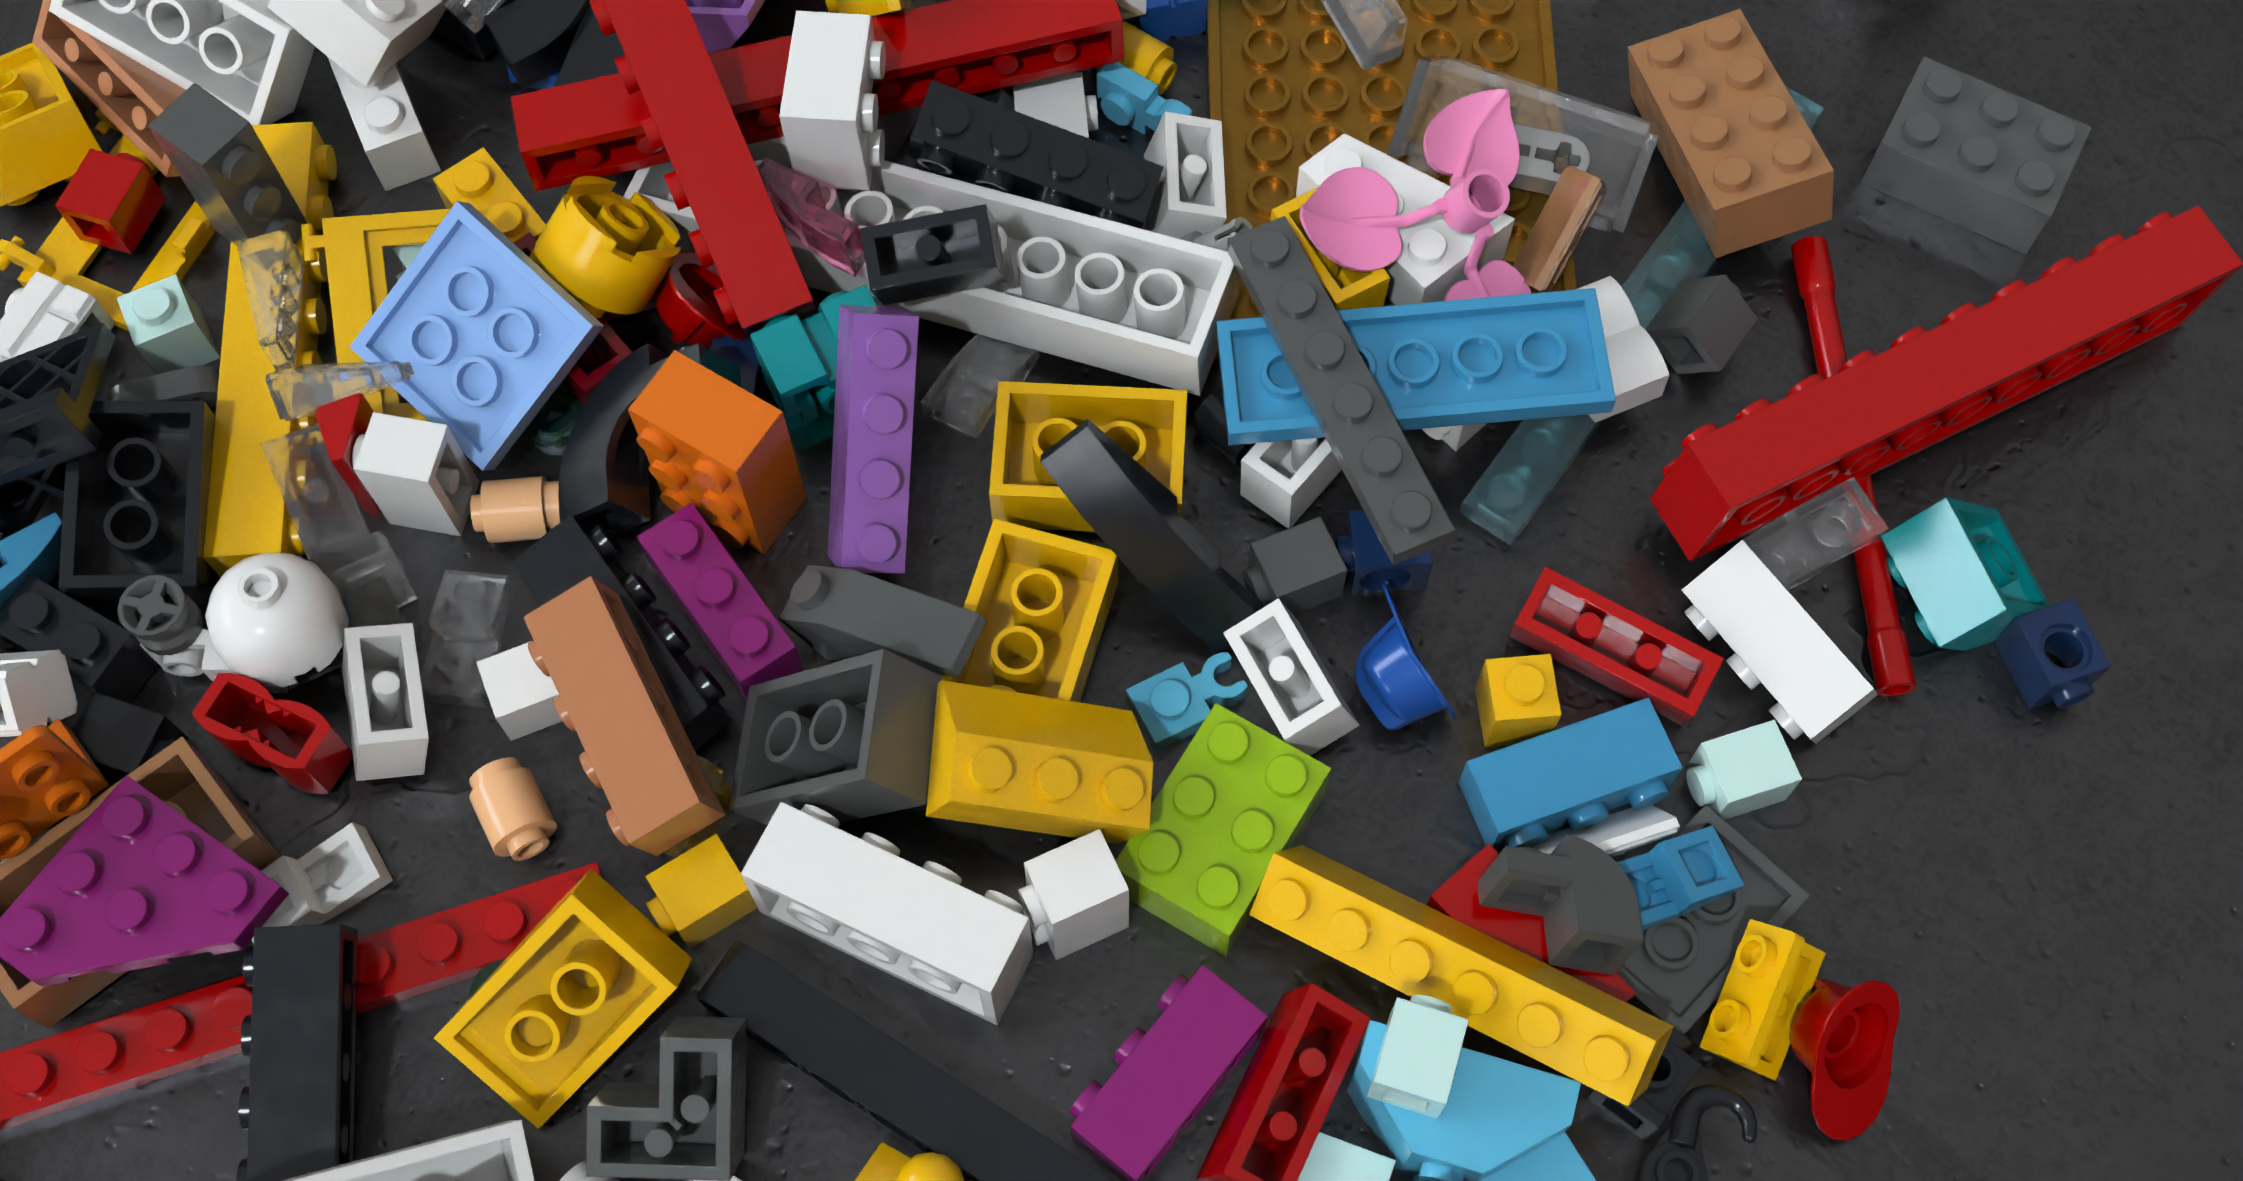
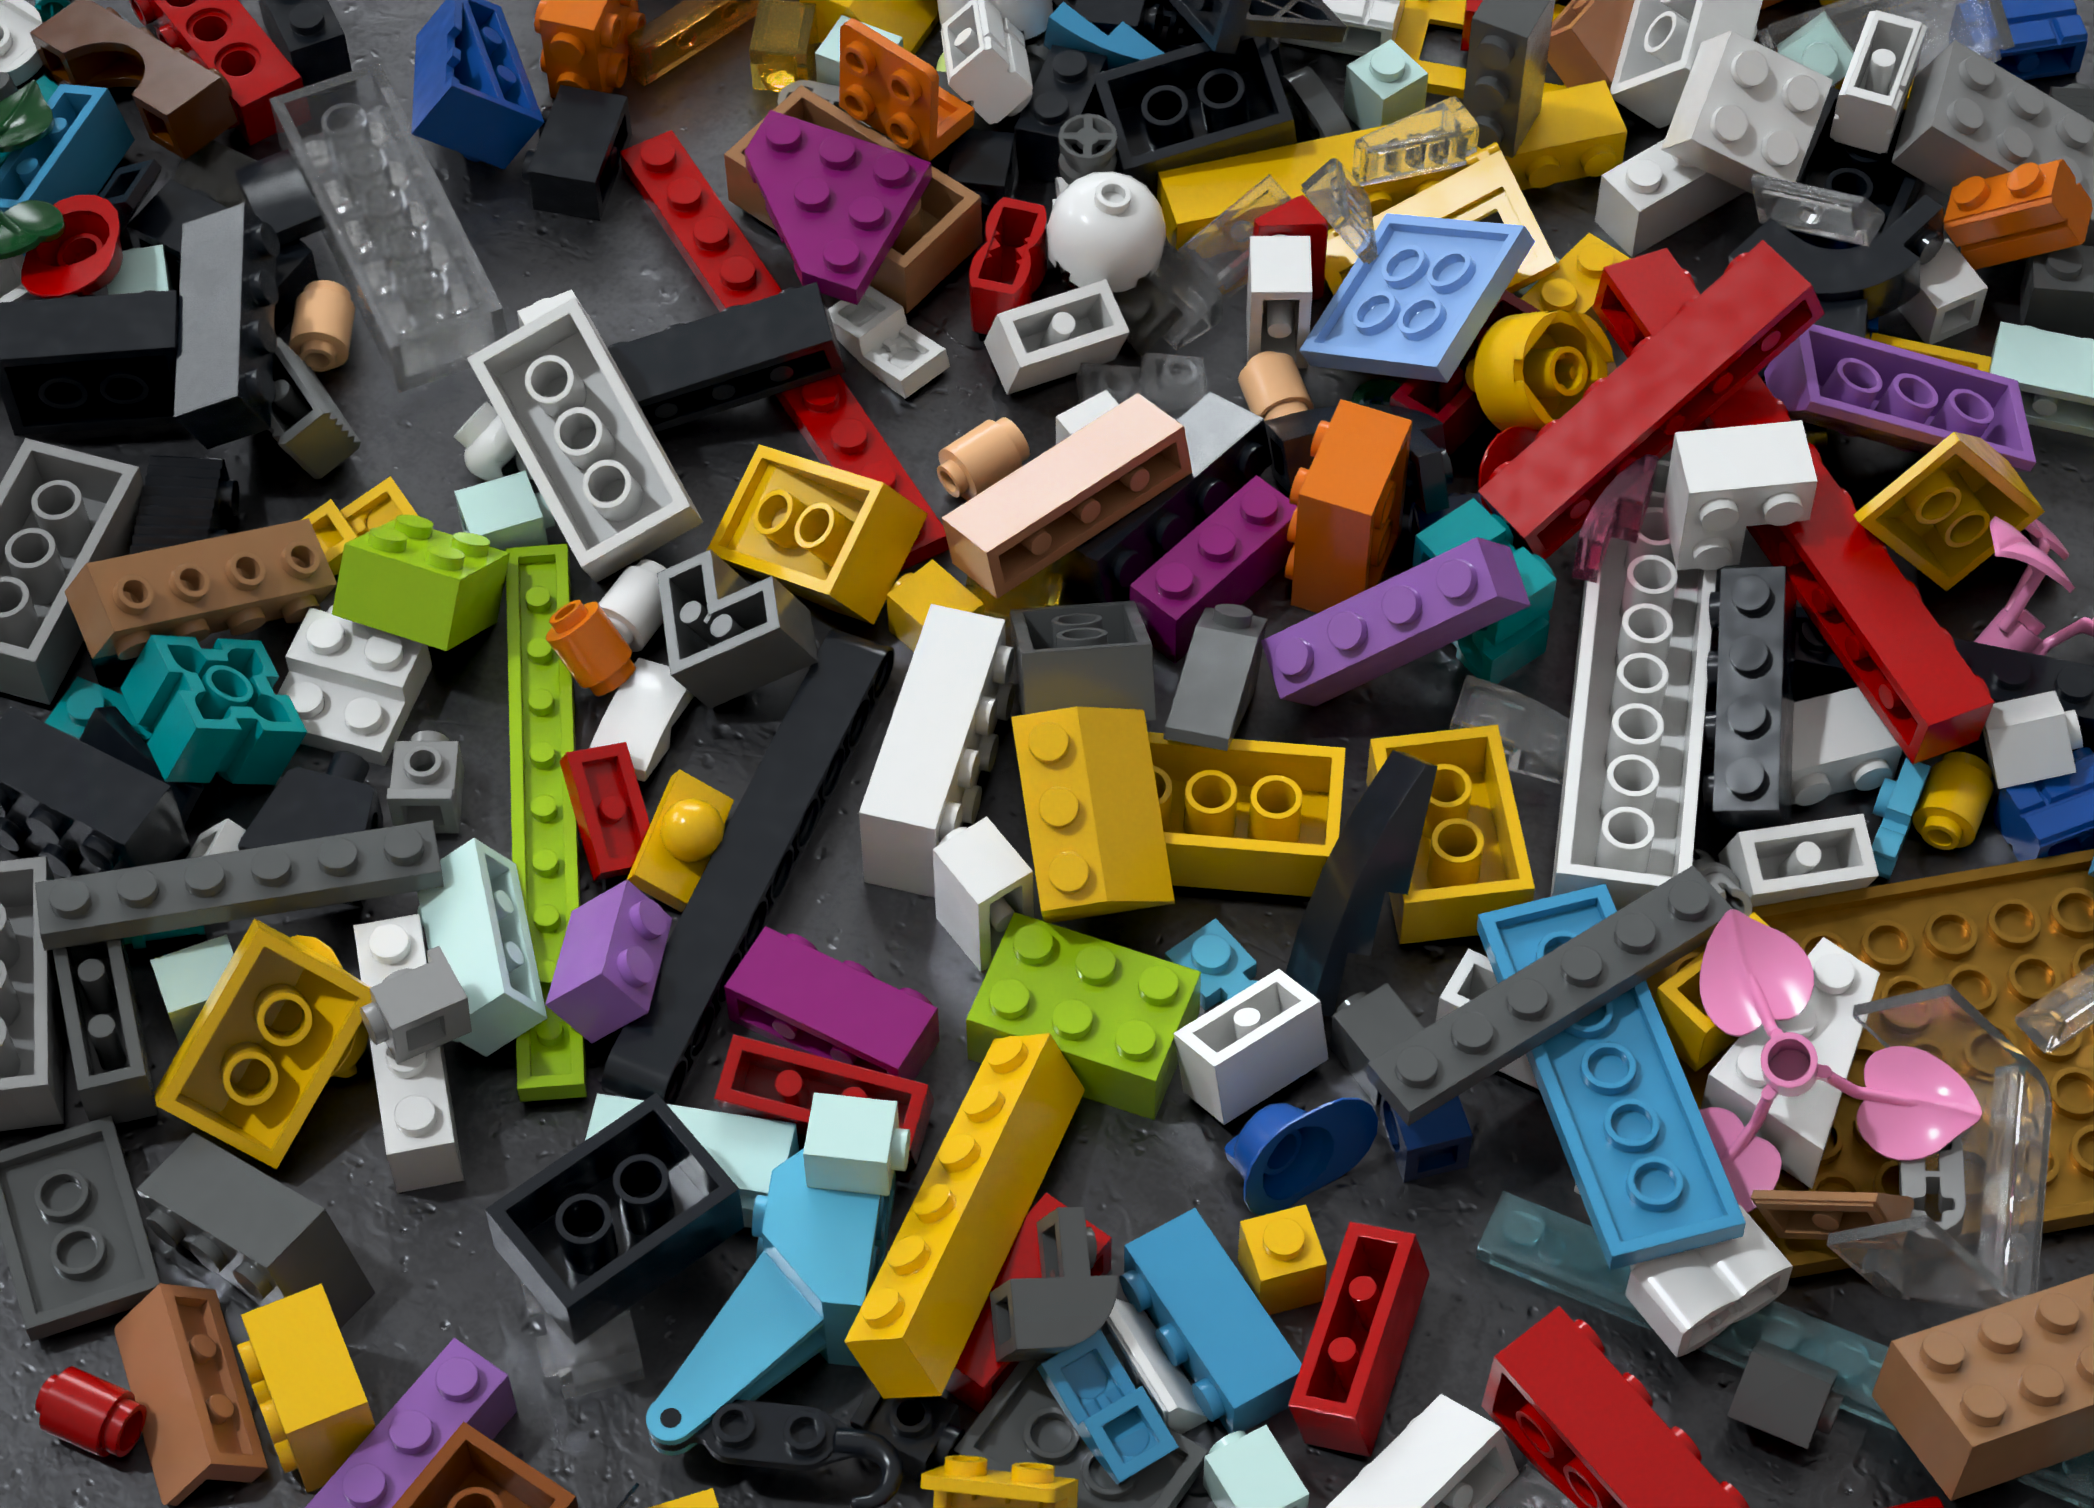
camera: 80 degrees right, 10 degrees down
(933, 255) = (1590, 614): black brick -> none

